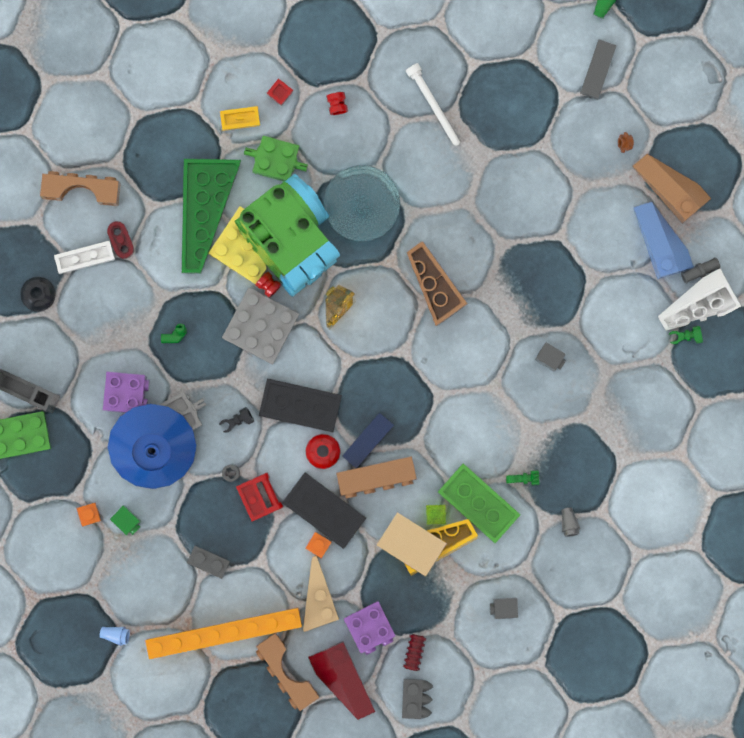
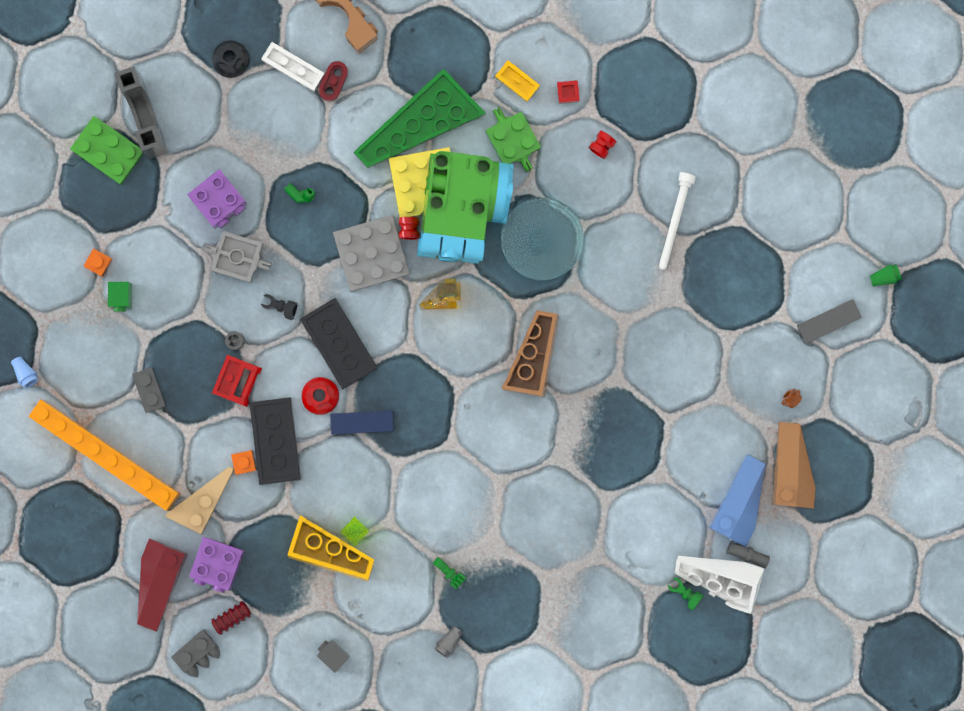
camera: 50 degrees right, 0 degrees up
(152, 428) = (214, 257): blue dish -> none
(302, 692) = (115, 559): medium nougat arch -> none
(376, 476) = (340, 456): medium nougat brick -> none
(411, 544) = (311, 534): tan tile -> none
(479, 503) = (395, 556): bright green plate -> none
(551, 357) = (564, 502): dark grey brick -> none

